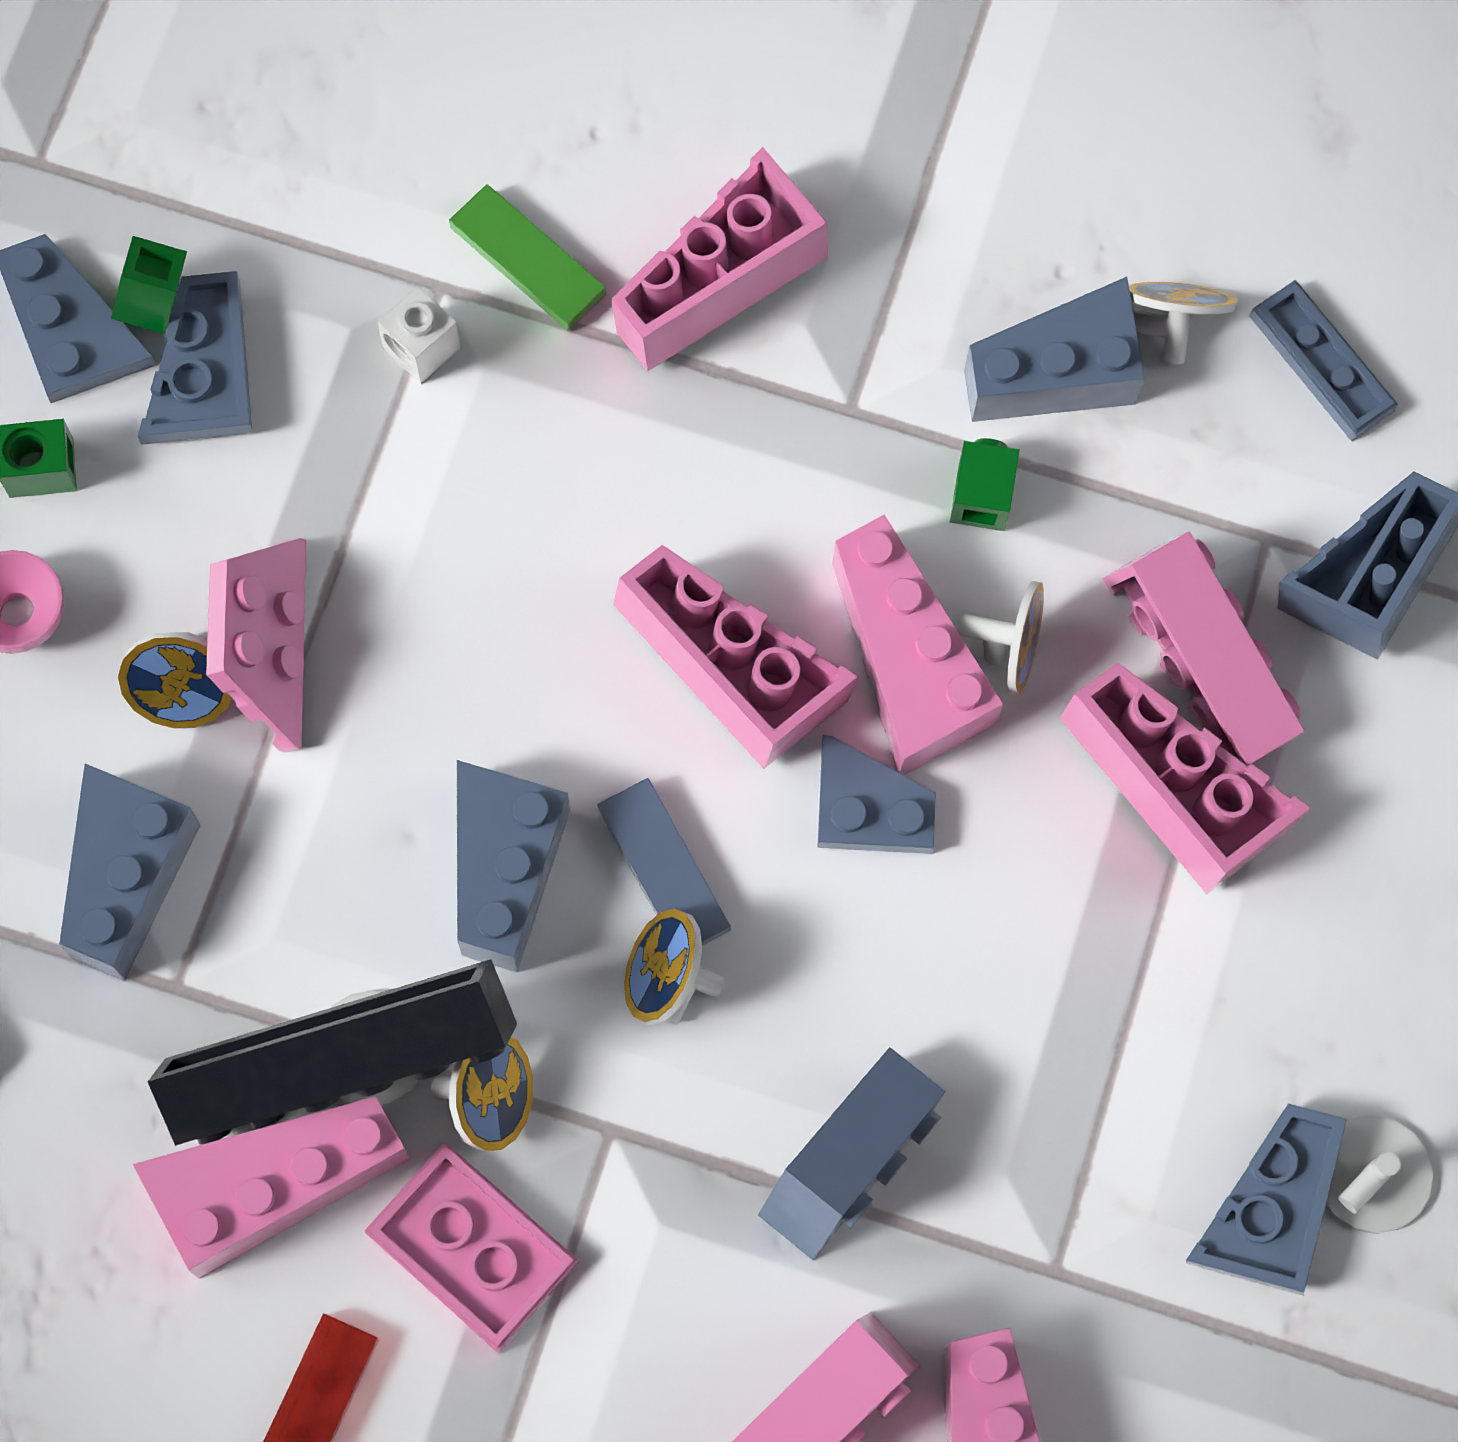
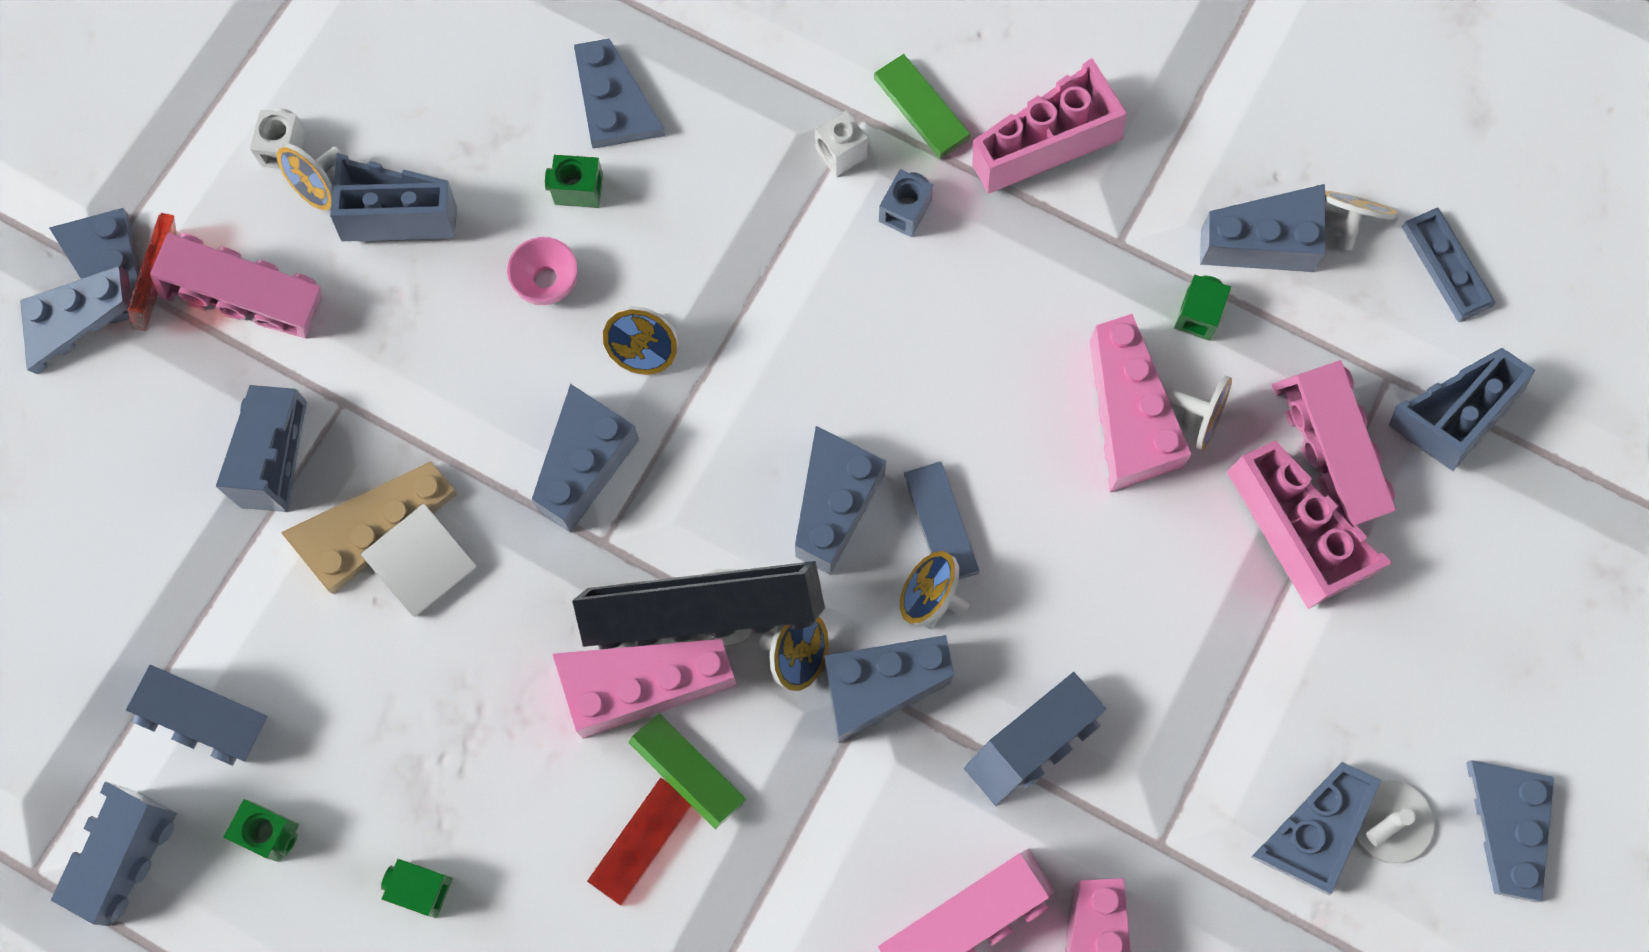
camera: 15 degrees right, 0 degrees up
(148, 284) = (670, 81): green brick -> none
(203, 365) = (696, 141): sand blue wing -> none
(259, 636) = (700, 321): bright pink wing -> none
(360, 1296) = (687, 771): none -> bright green tile
(471, 1247) = (767, 752): bright pink tile -> none
(529, 427) = (903, 216): none -> sand blue brick
(621, 1111) = (884, 679): none -> sand blue wedge
(733, 659) = (1012, 392): bright pink wedge -> none
(871, 804) = (1088, 506): sand blue wing -> none

